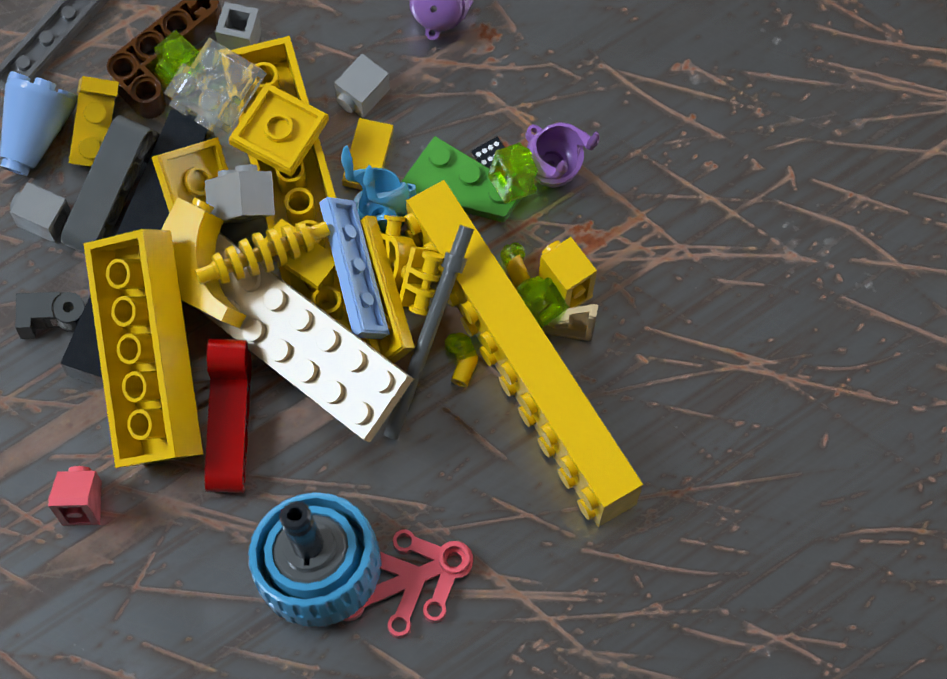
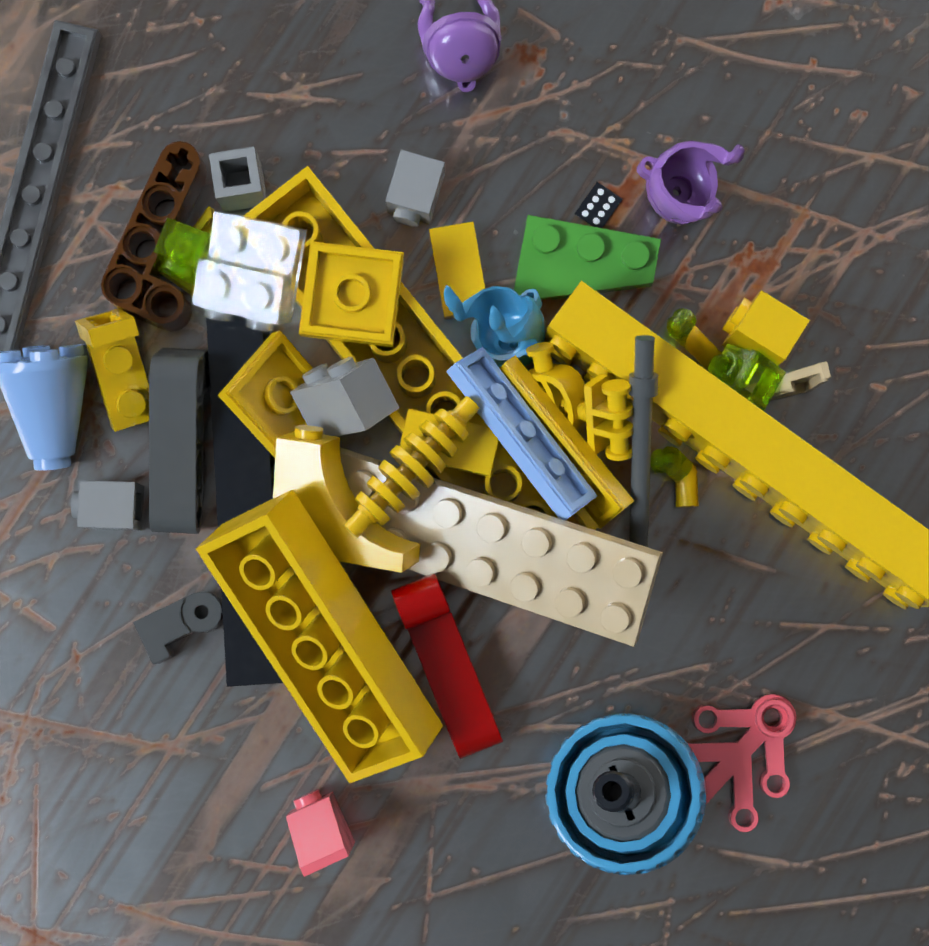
camera: 20 degrees left, 15 degrees up
(520, 168) = (653, 220): clear neon green brick -> none

